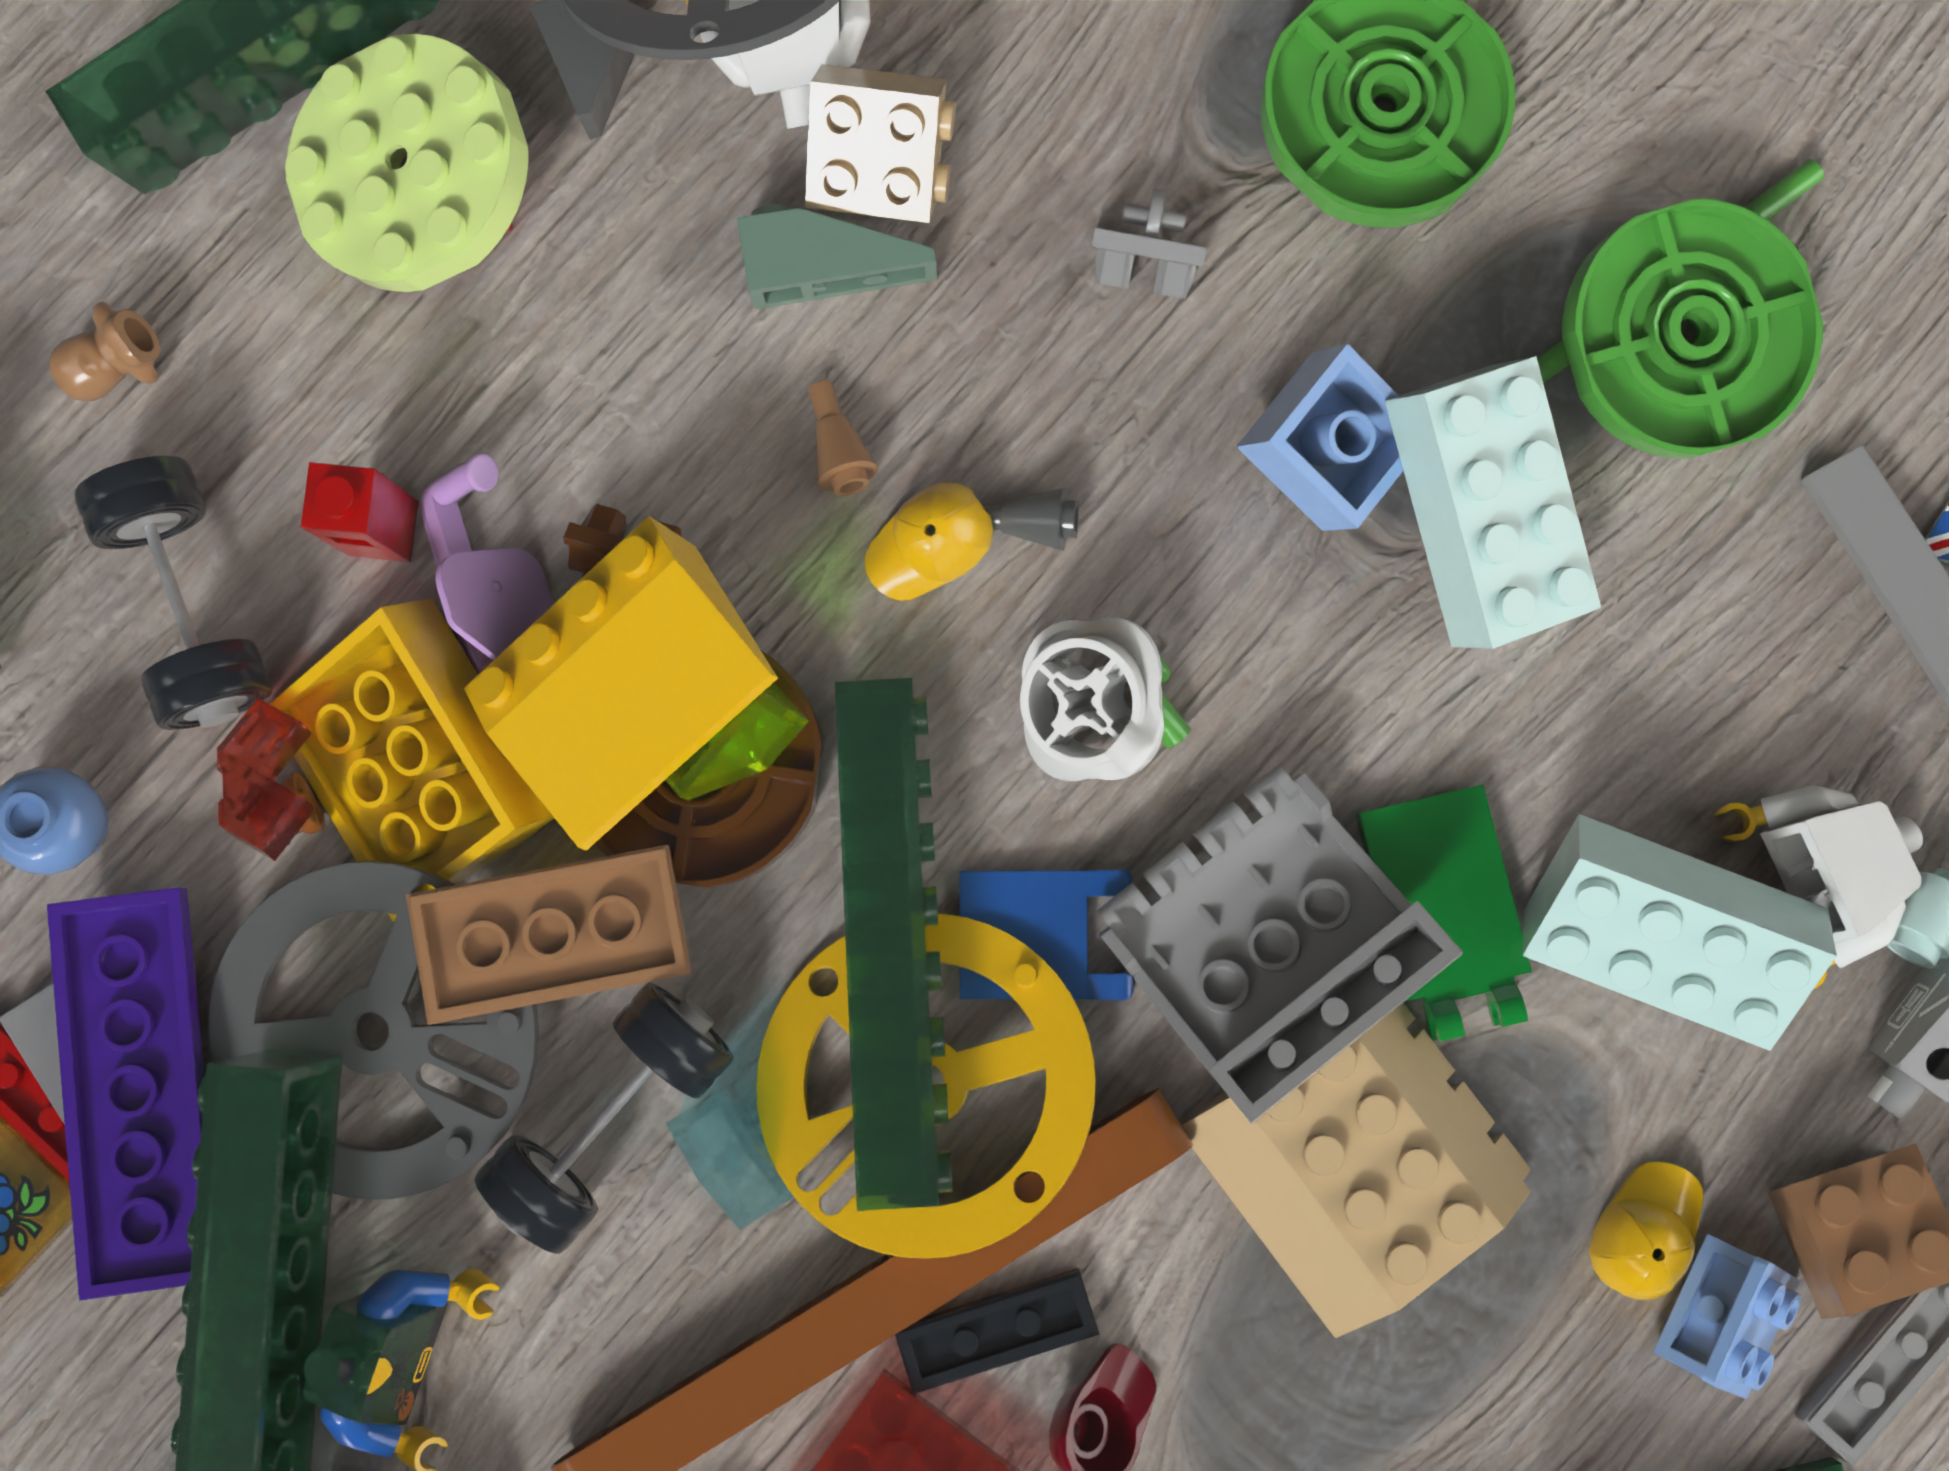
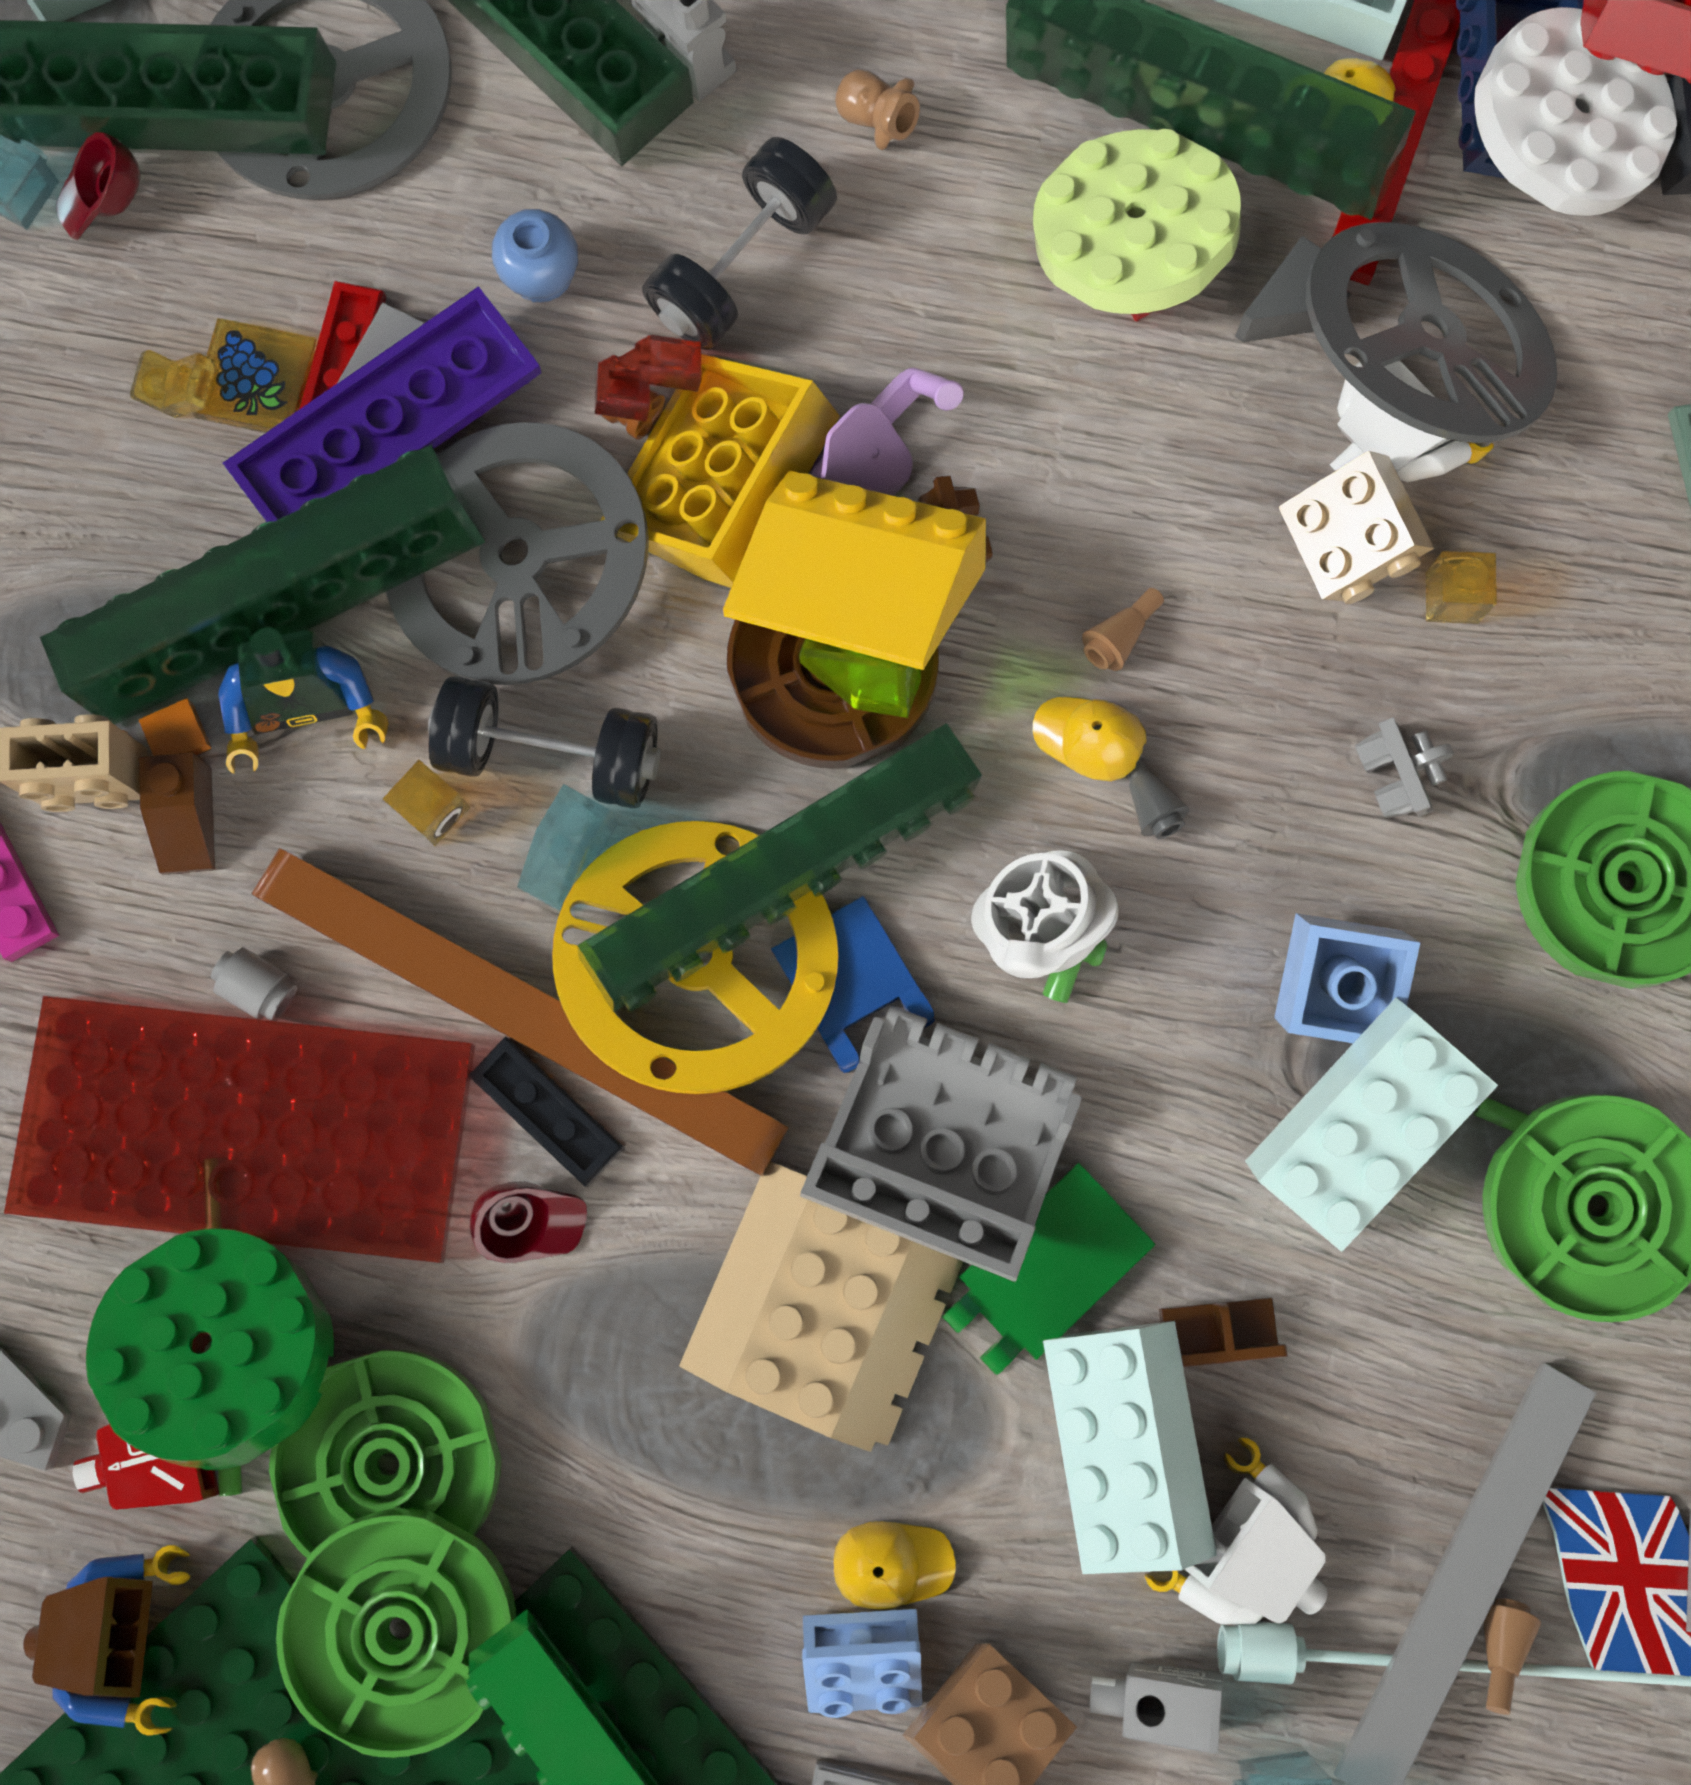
camera: 60 degrees right, 5 degrees down
(359, 512) = (870, 330): red brick -> none
(548, 934) = (651, 628): medium nougat tile -> none
(595, 1279) = (426, 802): none -> clear yellow brick
(813, 257) = (1246, 534): sand green slope -> none
(996, 77) = (1461, 587): none -> clear yellow brick
(1608, 768) = (1225, 1331): none -> reddish brown panel

